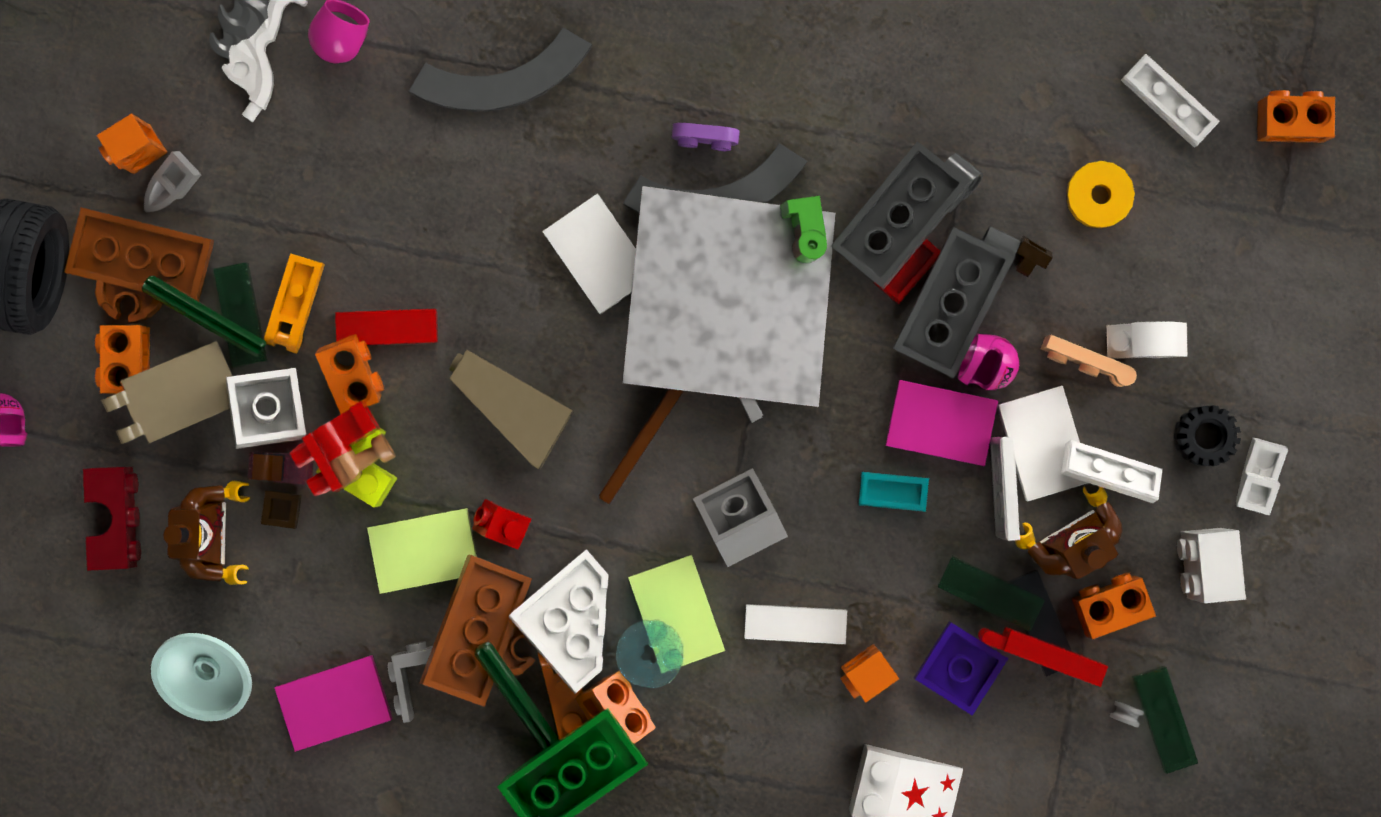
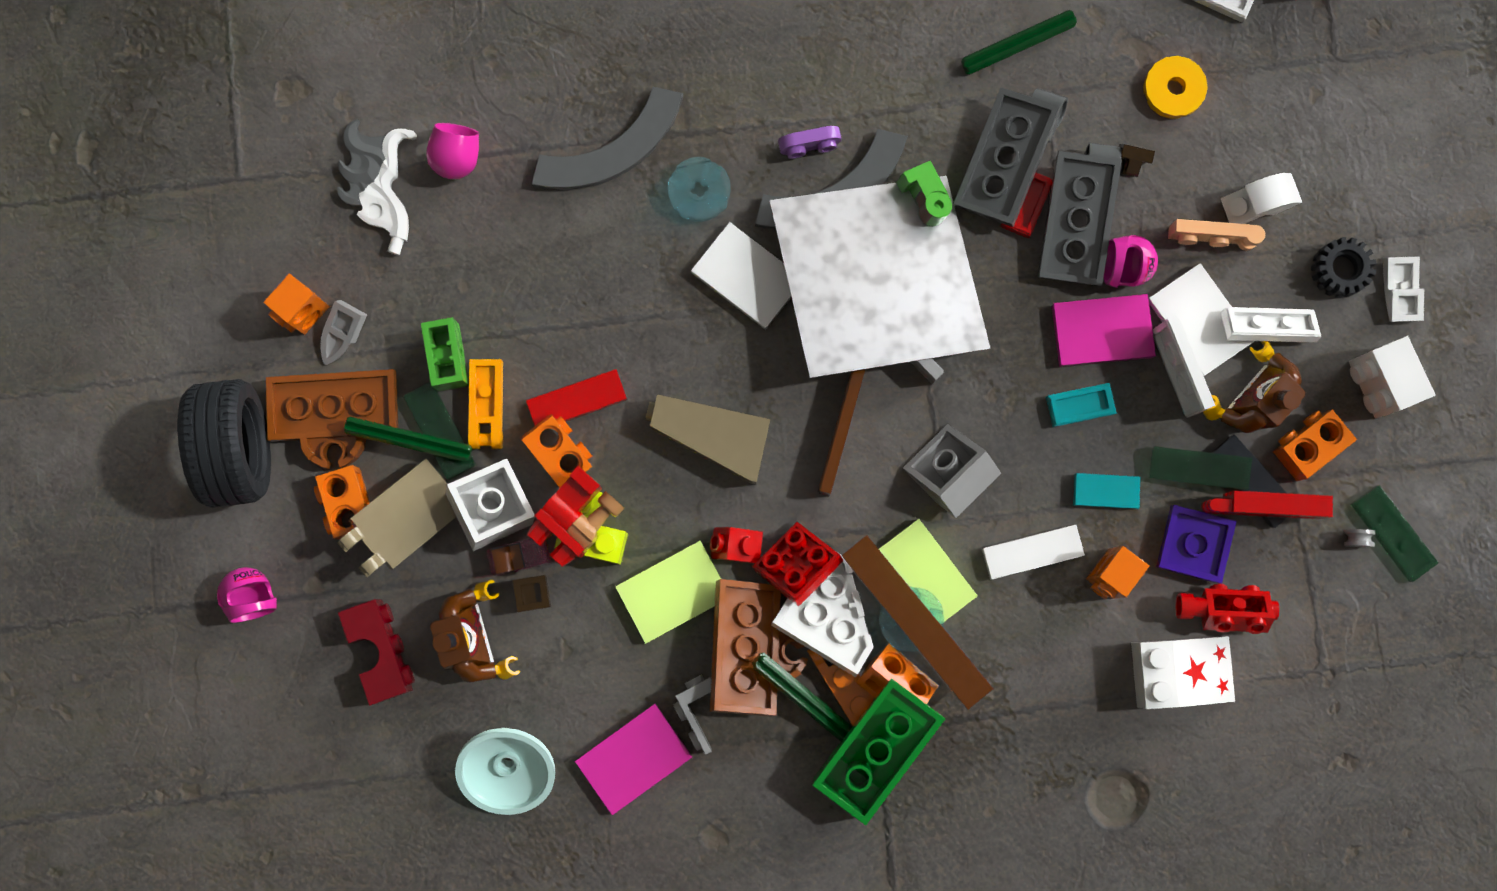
camera: 20 degrees left, 5 degrees down
(266, 241) = (445, 354): none -> bright green brick
(554, 563) = (797, 563): none -> red tile
(564, 135) = (684, 179): none -> clear light blue plate
(652, 659) = (917, 622): none -> reddish brown tile
(889, 586) = (1106, 491): none -> teal tile
(955, 97) = (1019, 42): none -> dark green axle
(971, 744) = (1230, 609): none -> red brick

